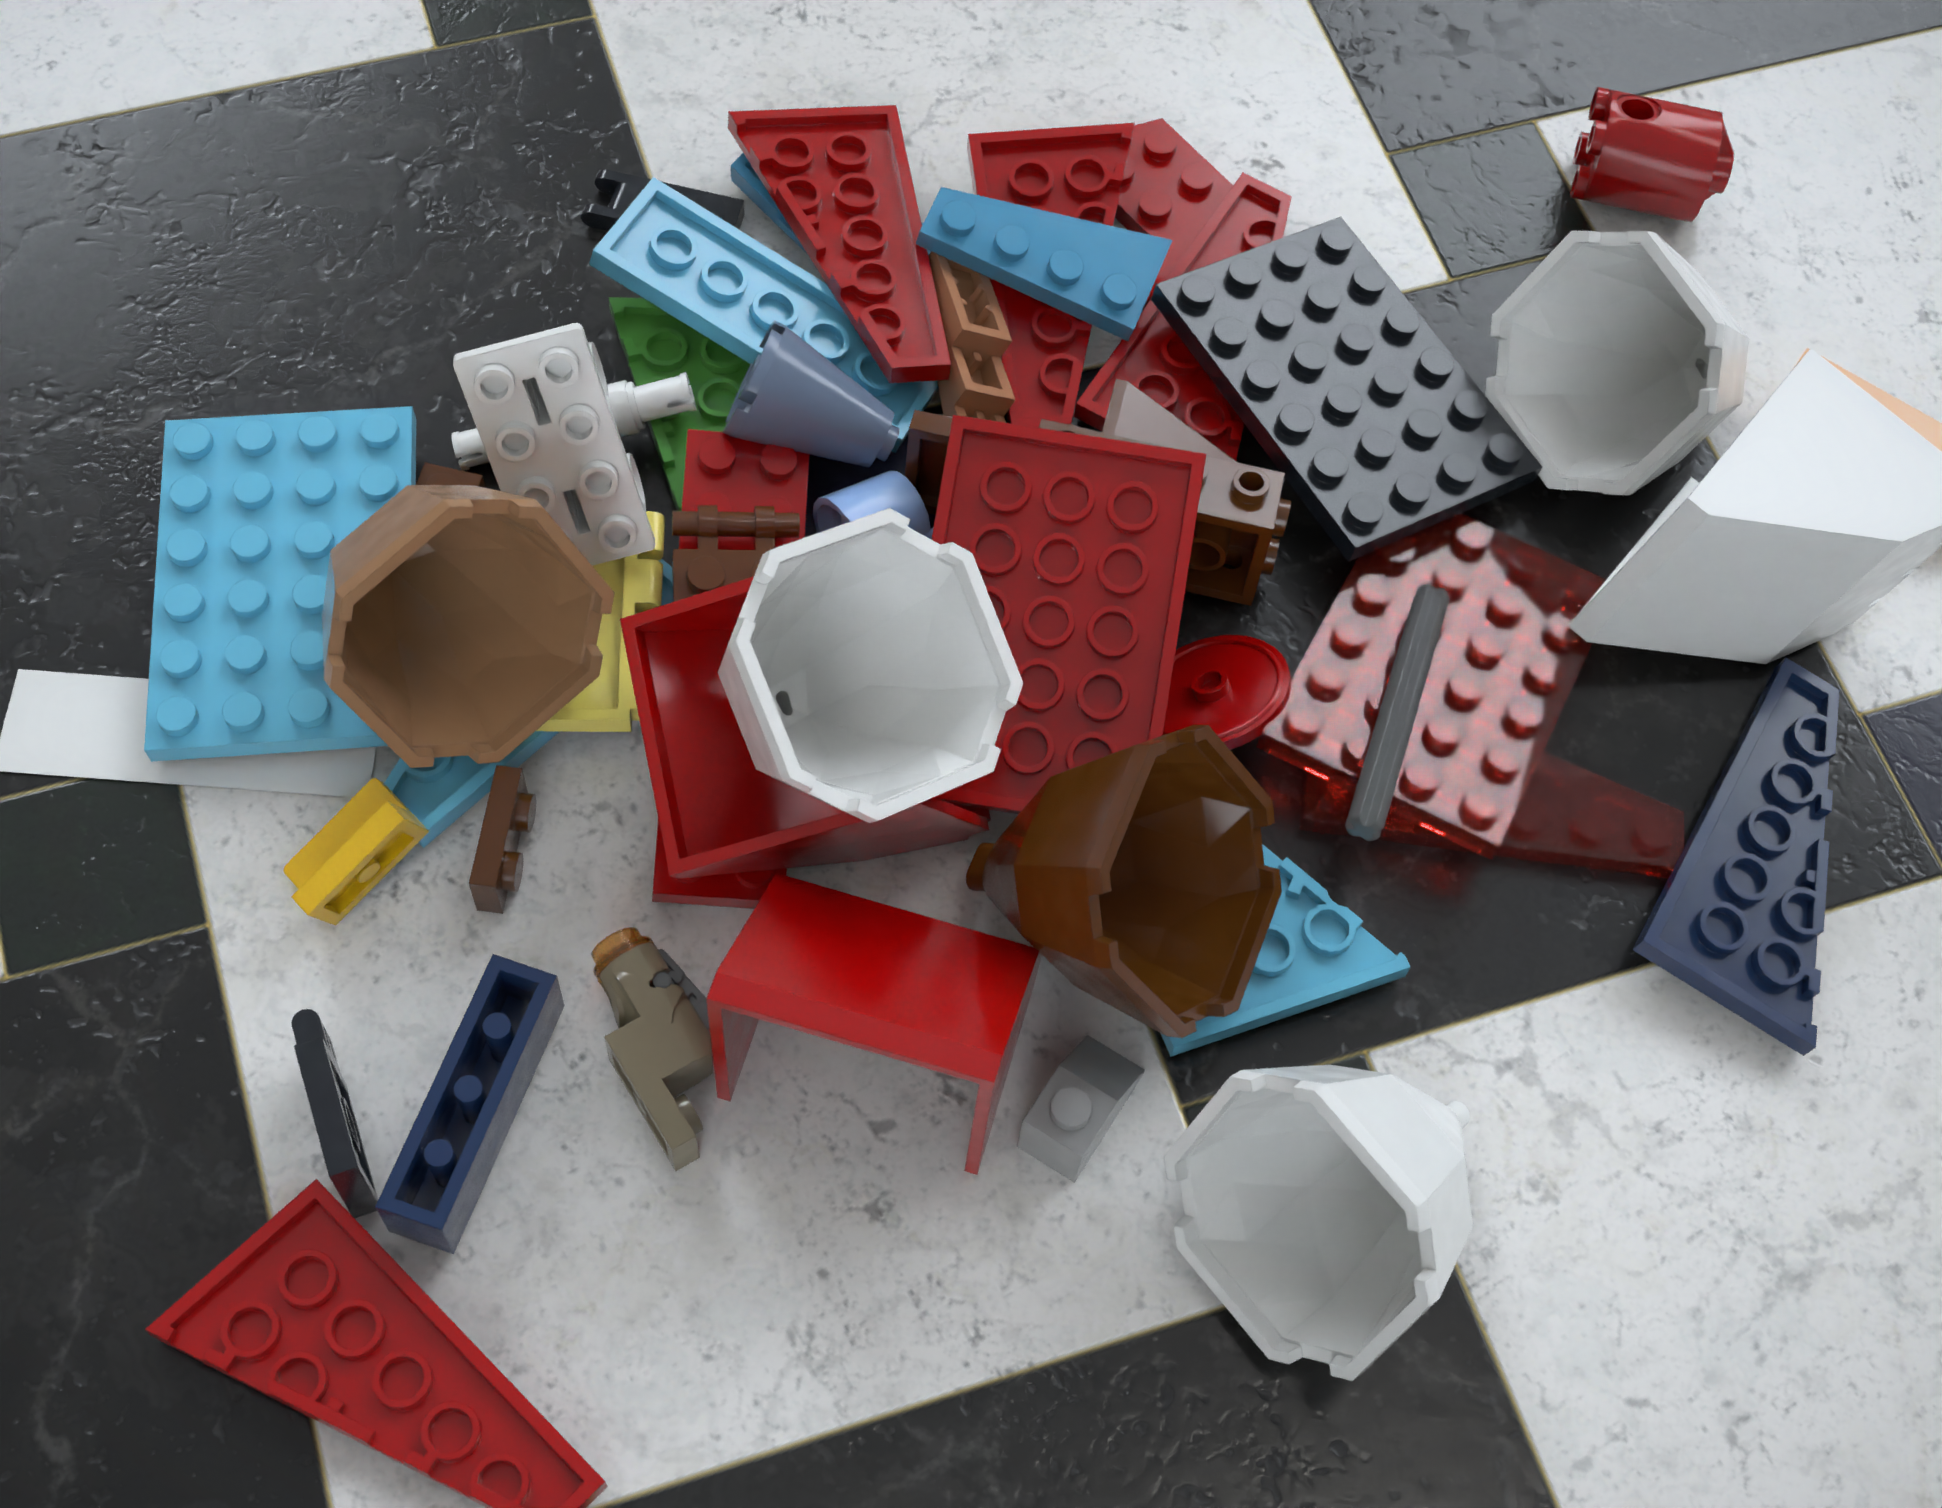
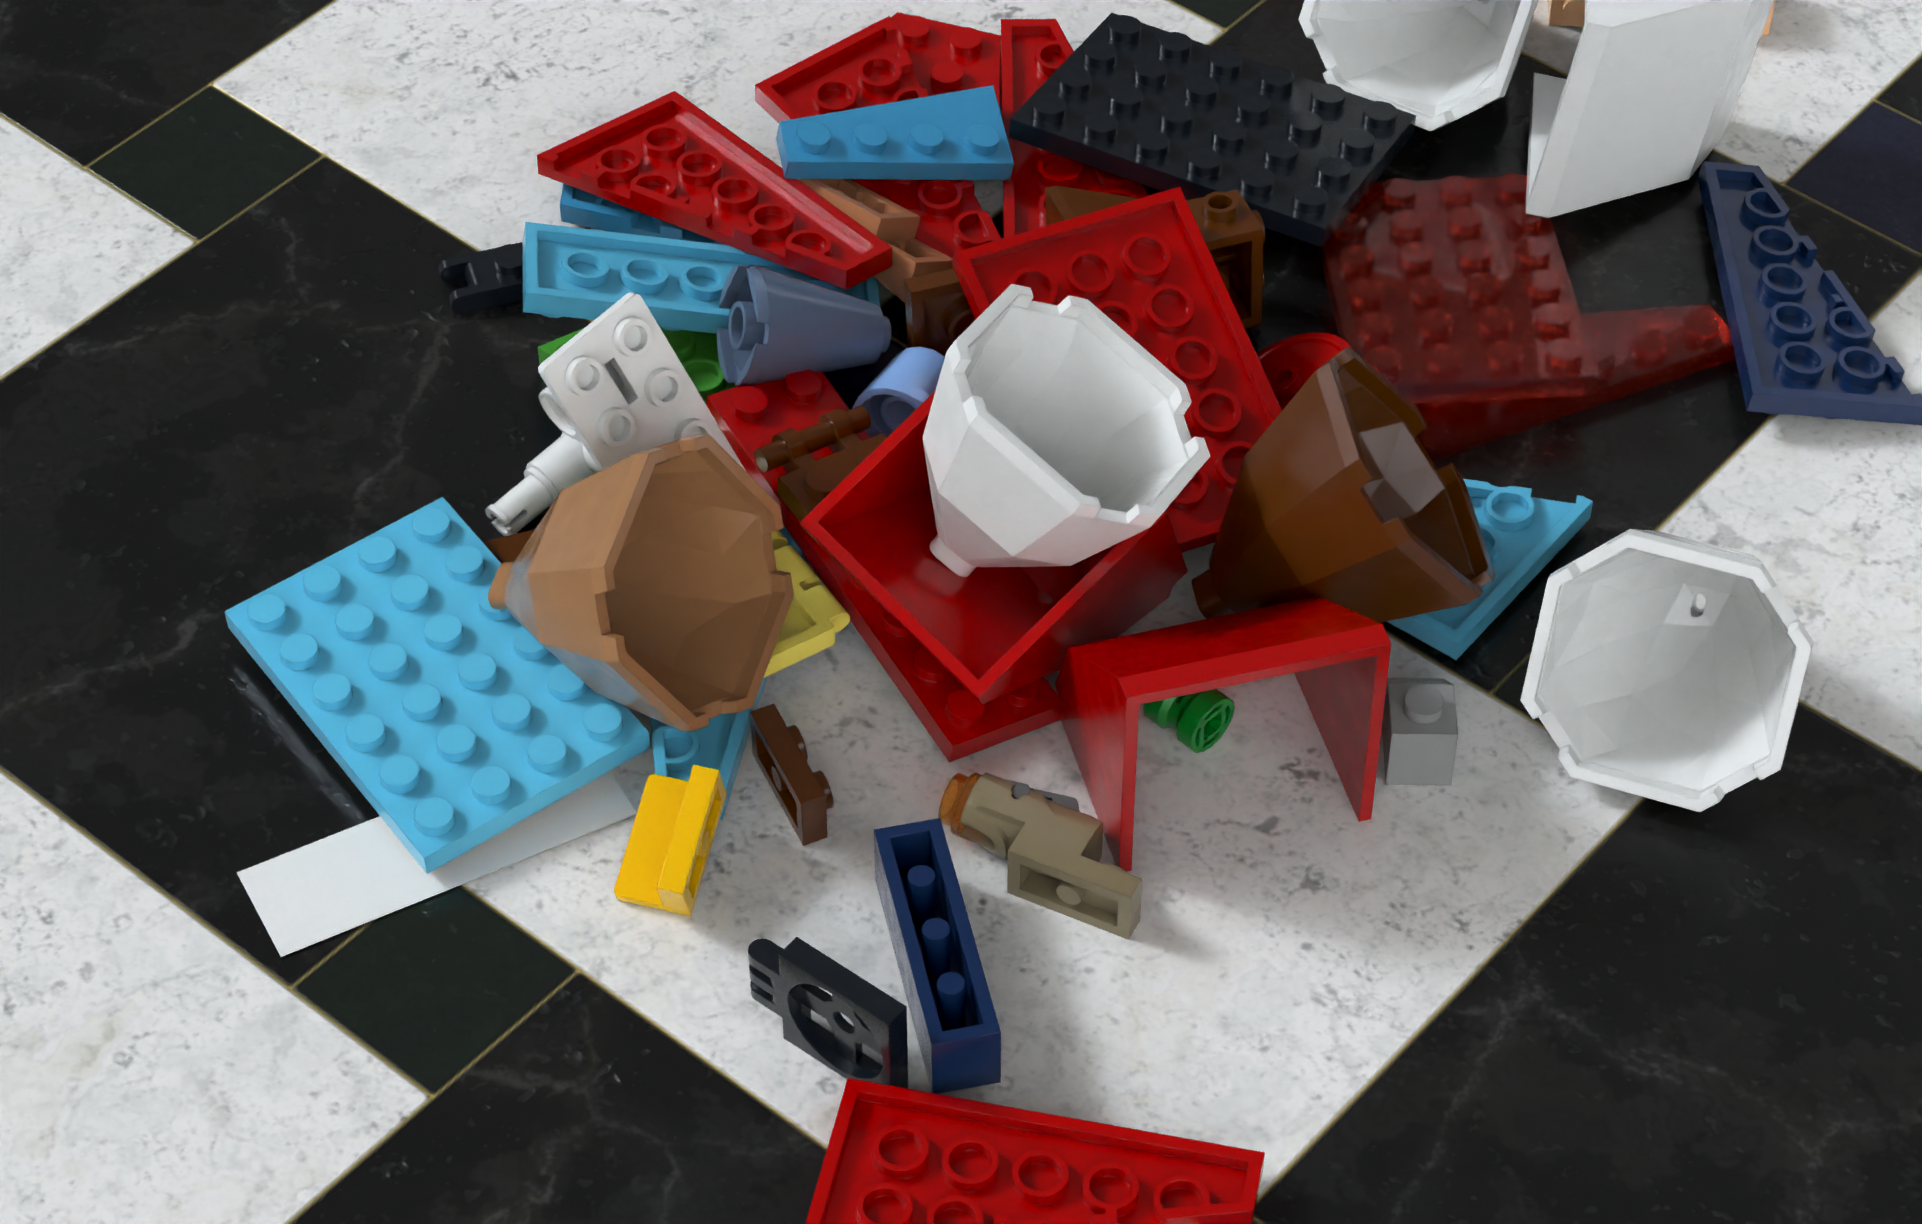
camera: 25 degrees left, 15 degrees down
(1397, 713) = (1453, 318): dark grey axle -> none

